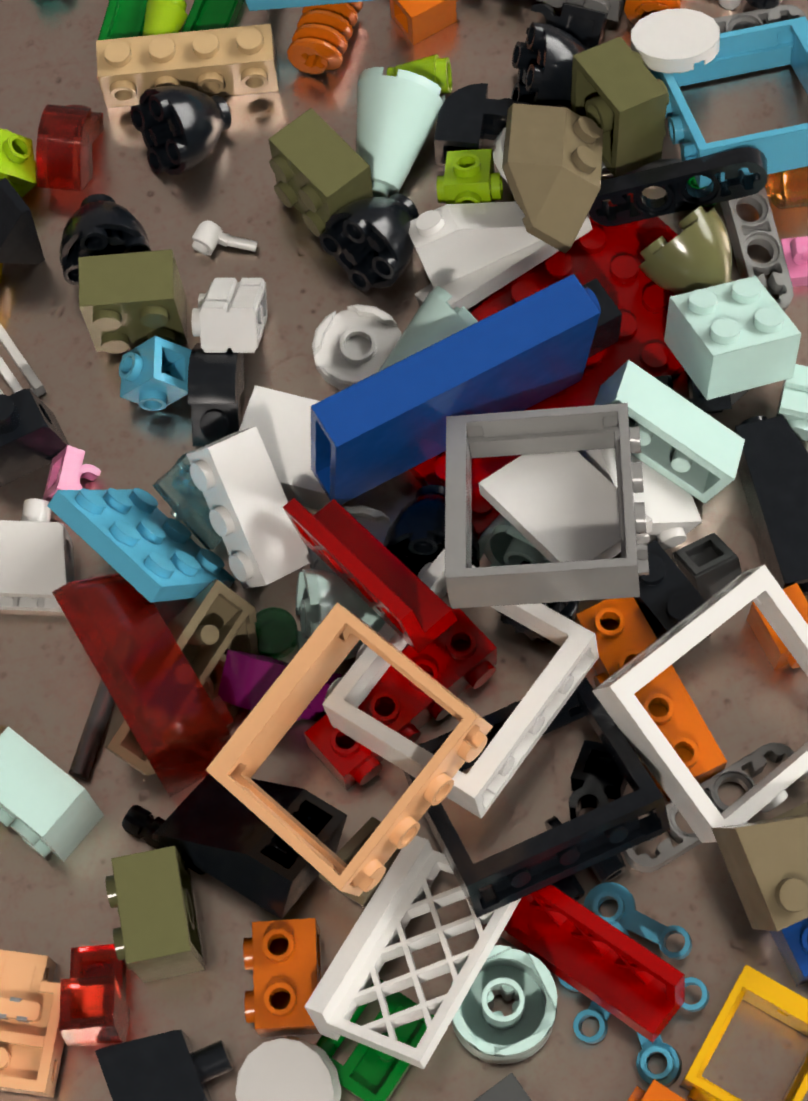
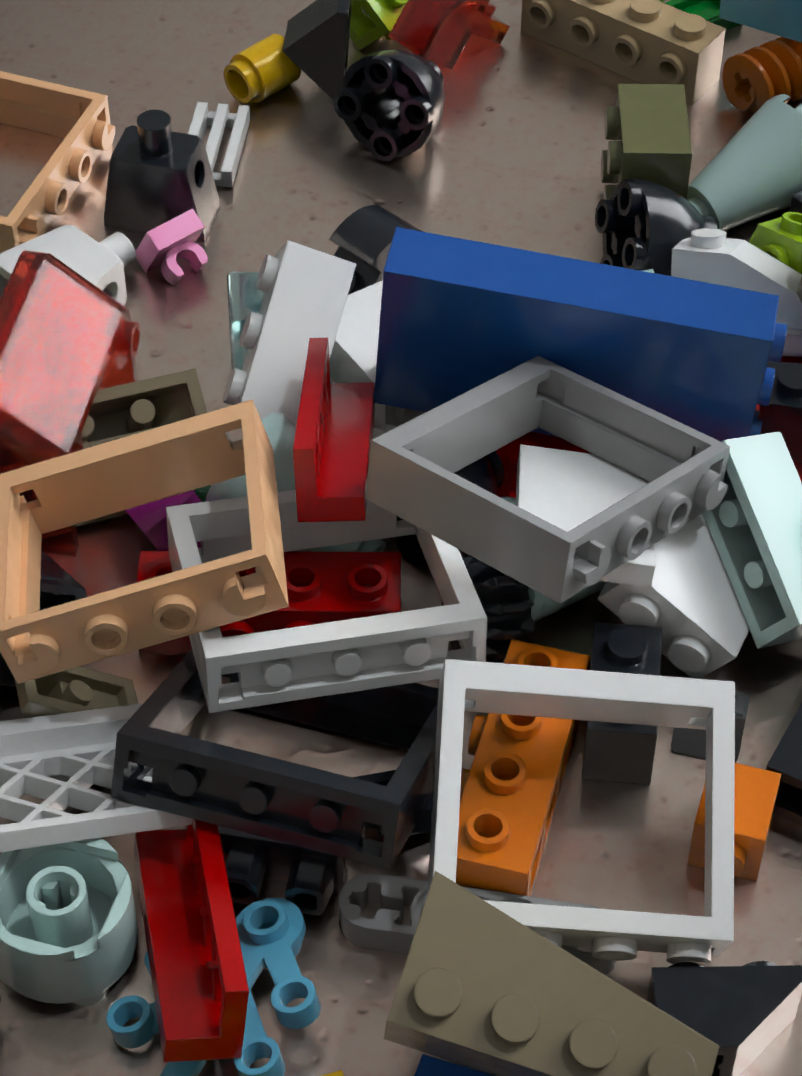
camera: 35 degrees right, 20 degrees down
(132, 299) = (372, 145): olive brick -> none
(140, 542) = (161, 298): medium azure plate -> none
(155, 374) = (325, 206): medium azure brick -> none
(179, 126) = (565, 63): black piece -> none
(210, 234) = (504, 160): white hand -> none
(231, 315) = (447, 204): white brick -> none

